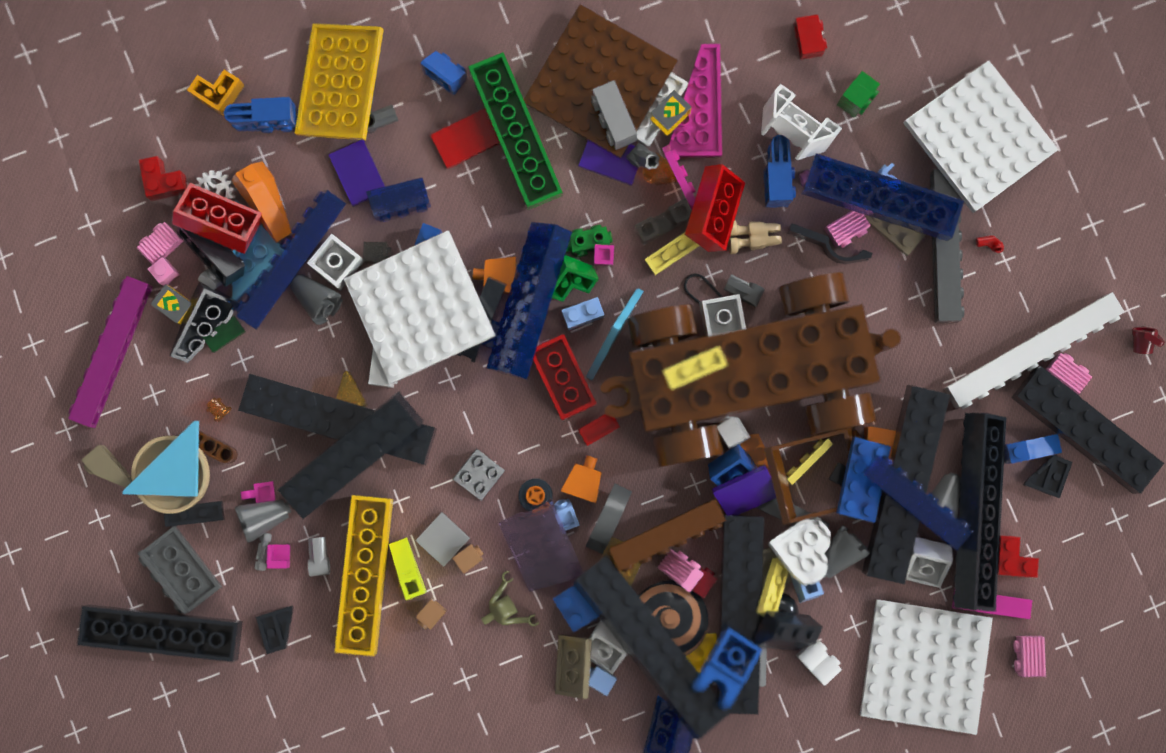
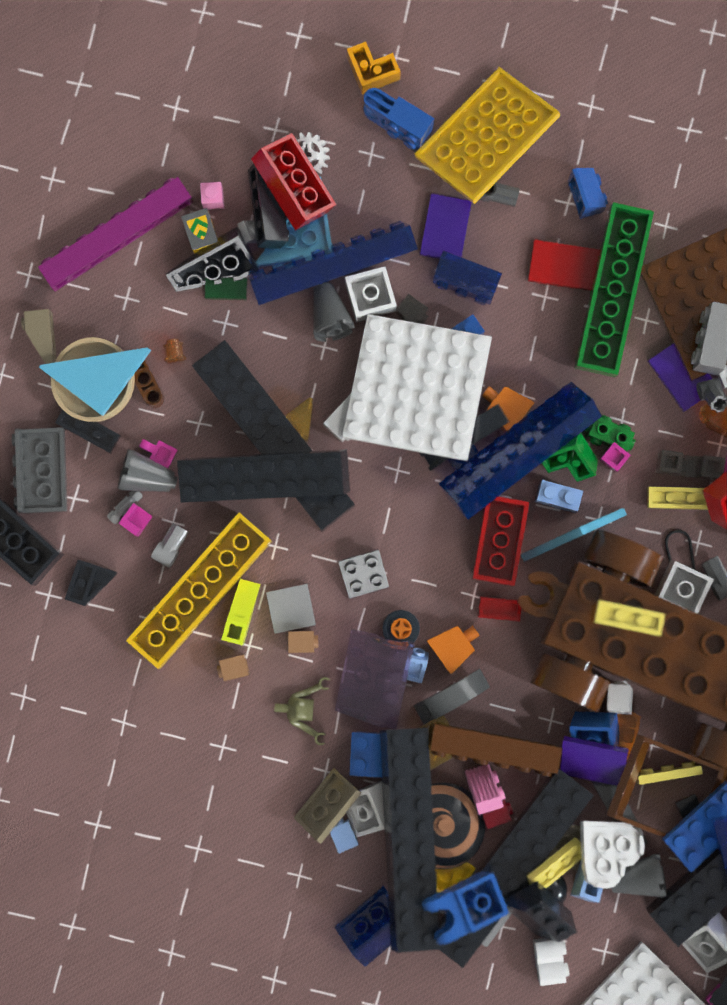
camera: 35 degrees right, 0 degrees up
(159, 183) = (263, 113): red brick -> none
(159, 243) = (226, 168): bright pink brick -> none
(261, 194) = (347, 186): orange wedge -> none

